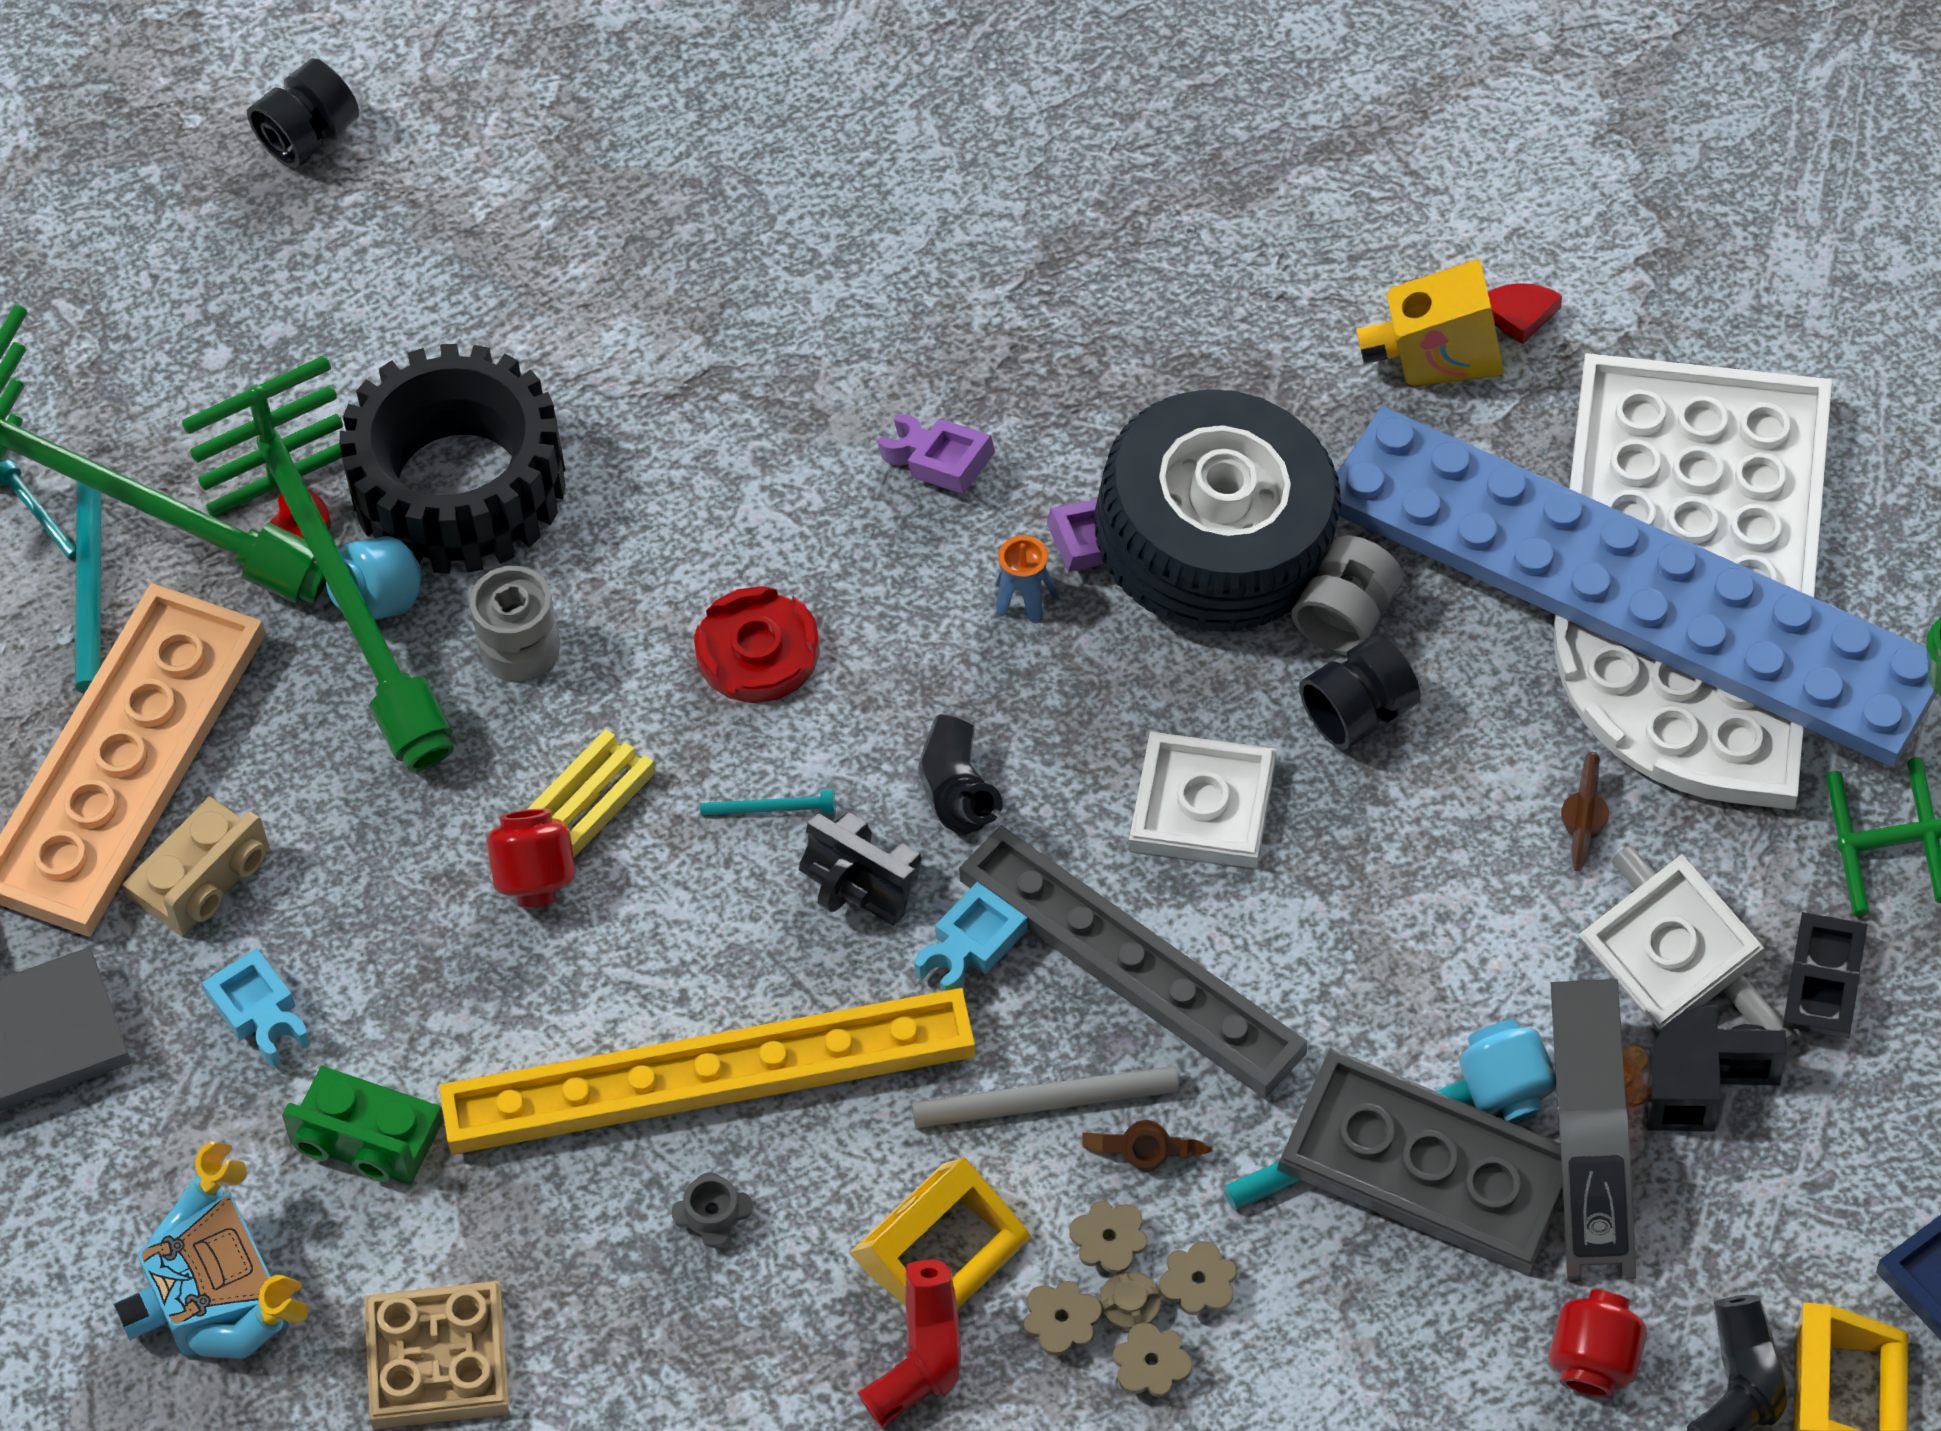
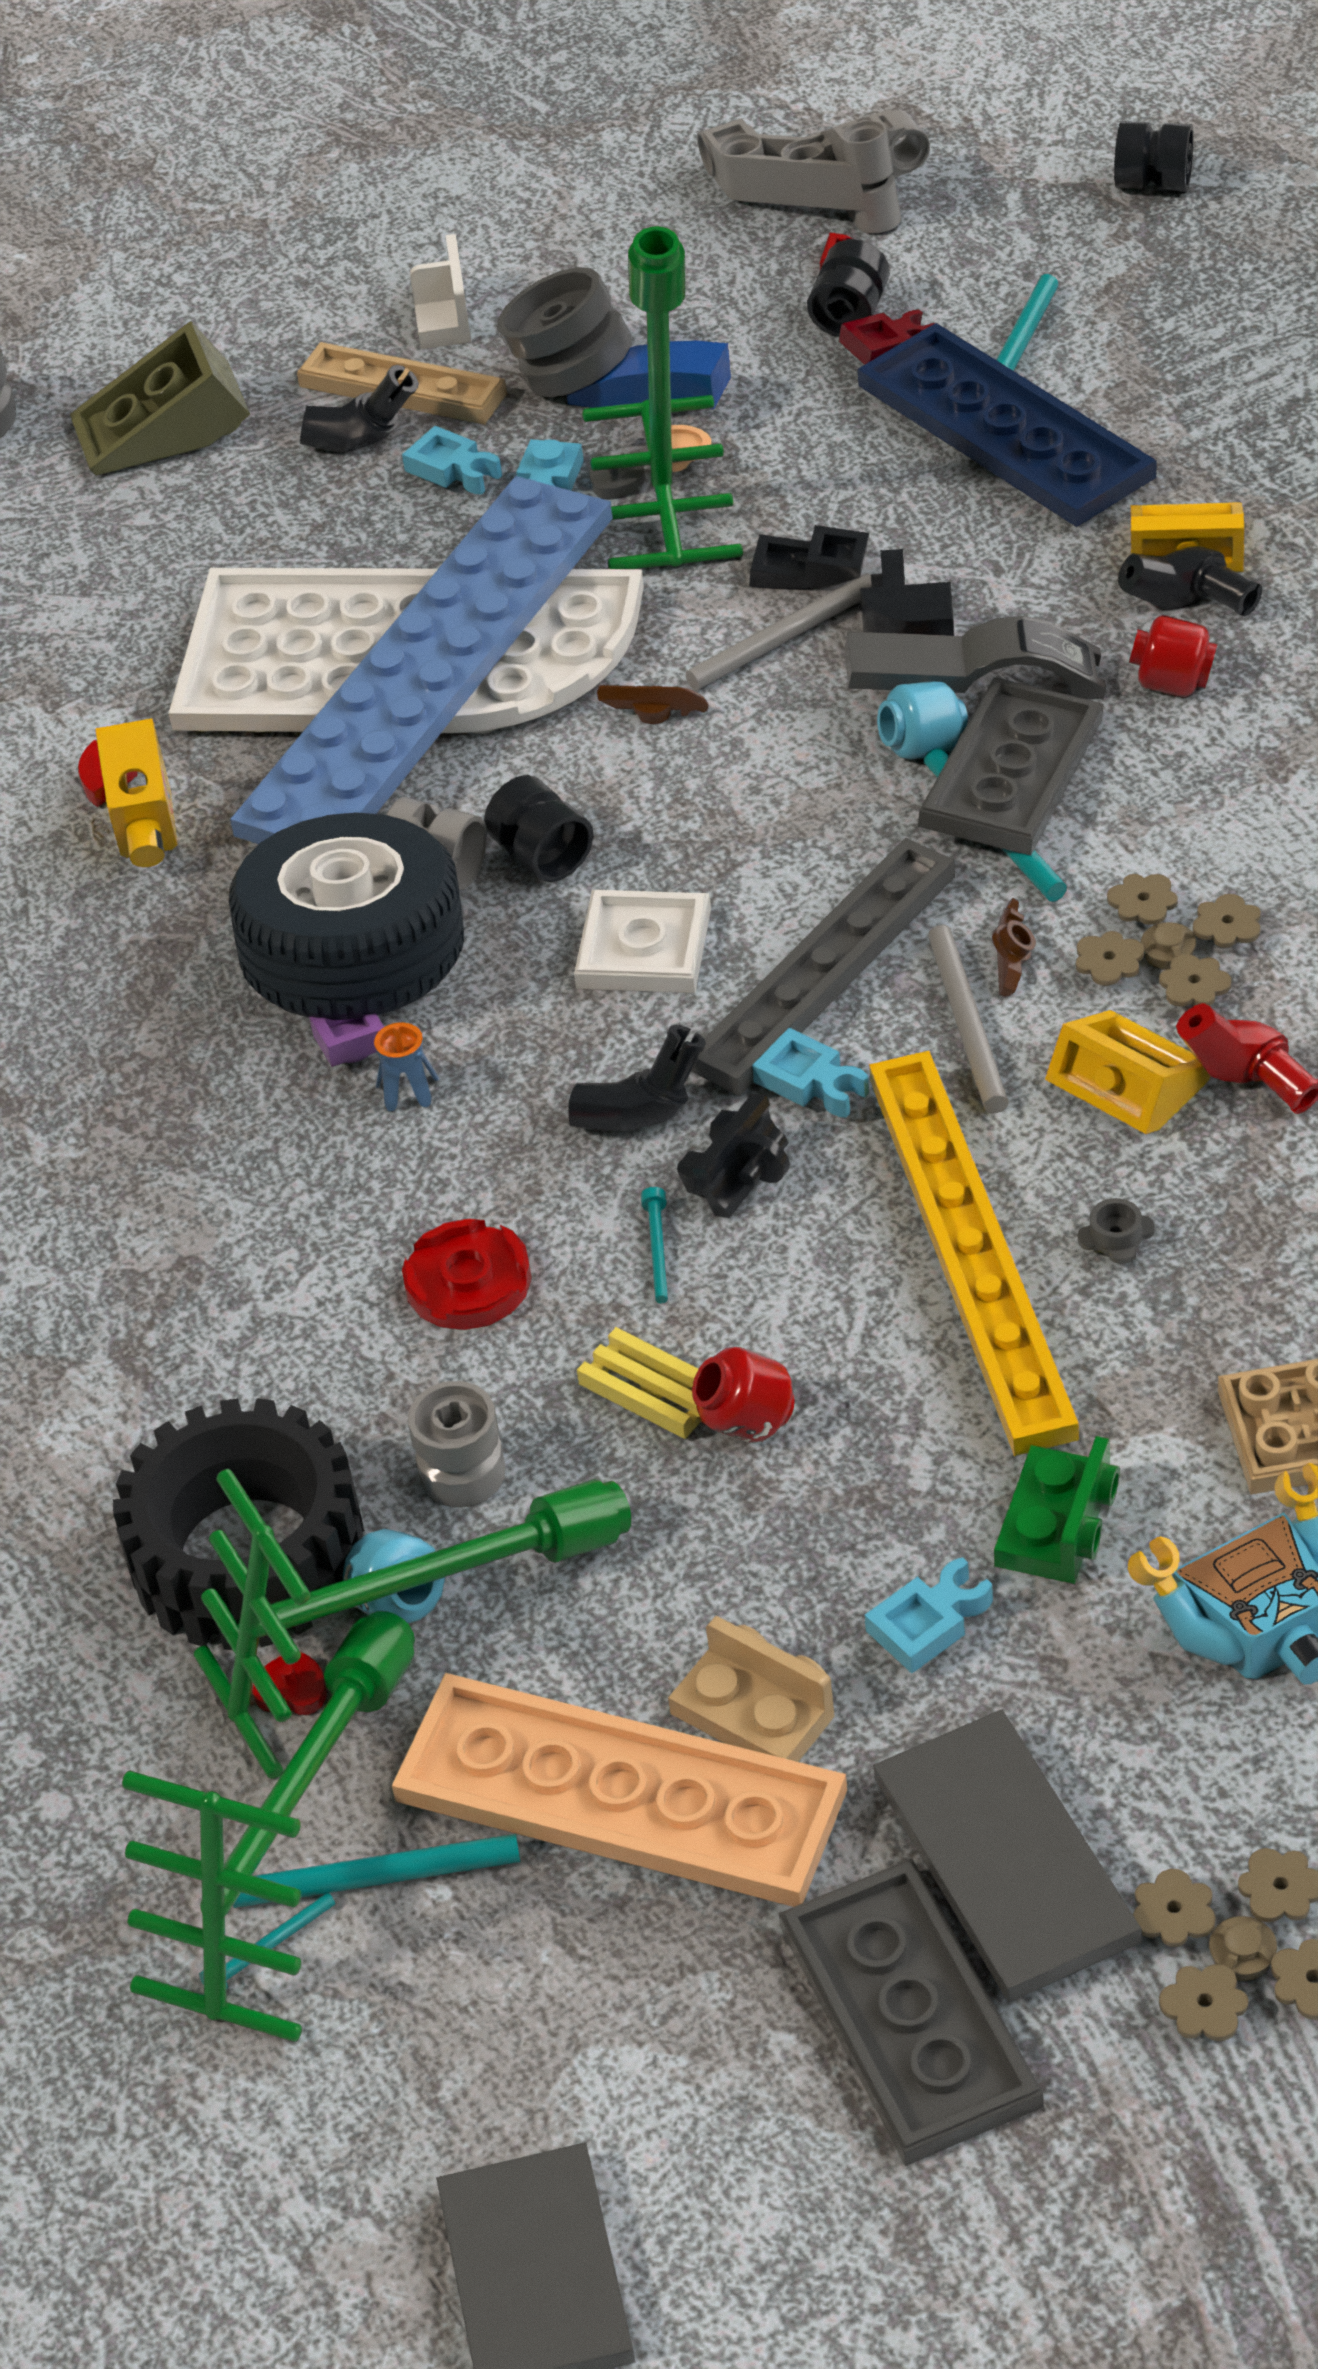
camera: 90 degrees left, 10 degrees down
(943, 456) = (244, 1144): medium lavender plate -> none
(1672, 943) = (784, 637): white tile -> none

